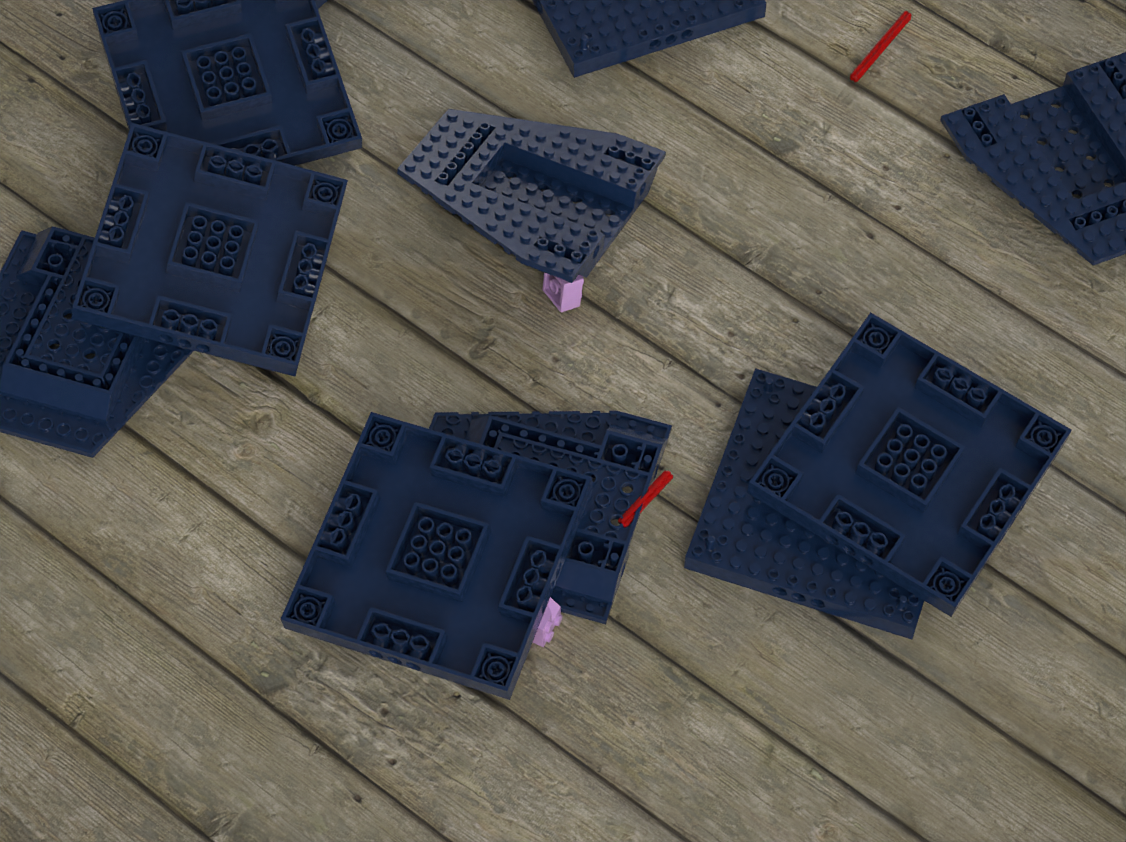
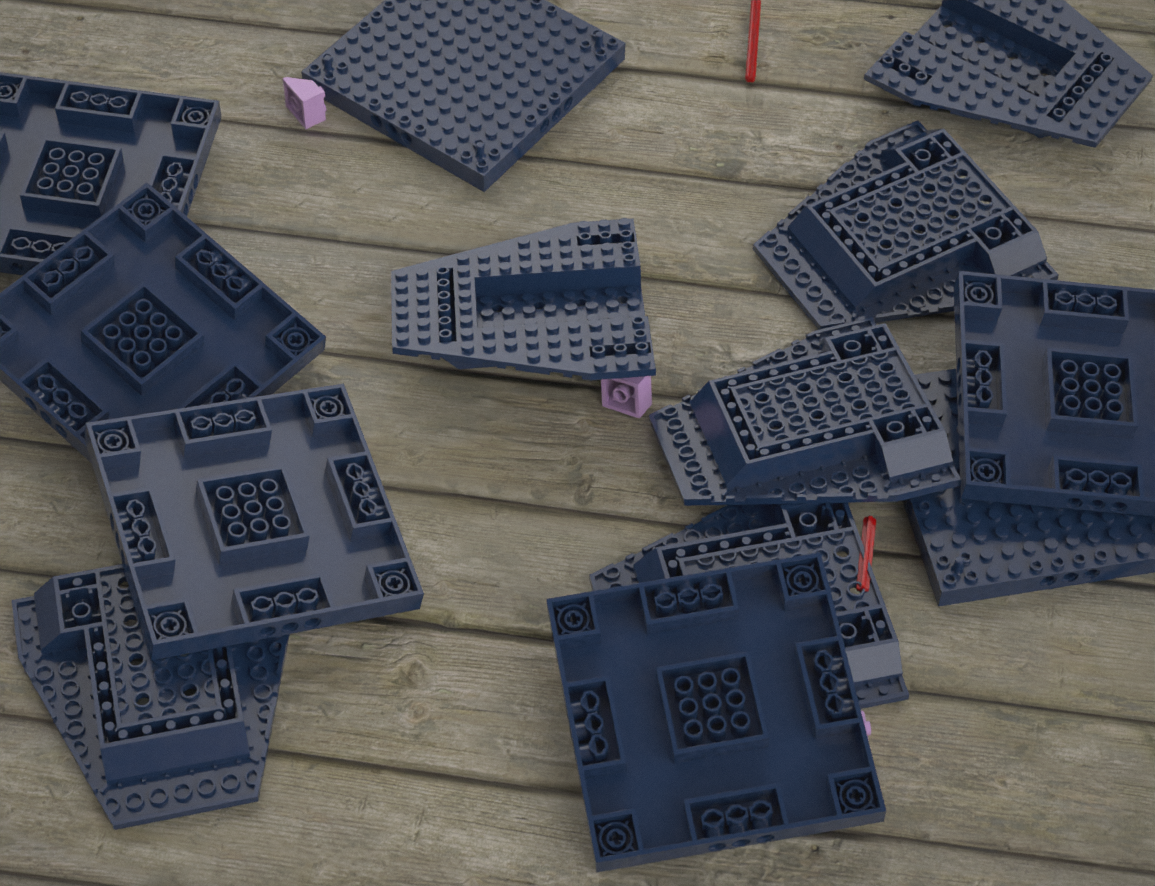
camera: 30 degrees left, 5 degrees down
(677, 417) = (886, 452): none -> dark blue wing
(802, 258) = (837, 262): none -> dark blue wing

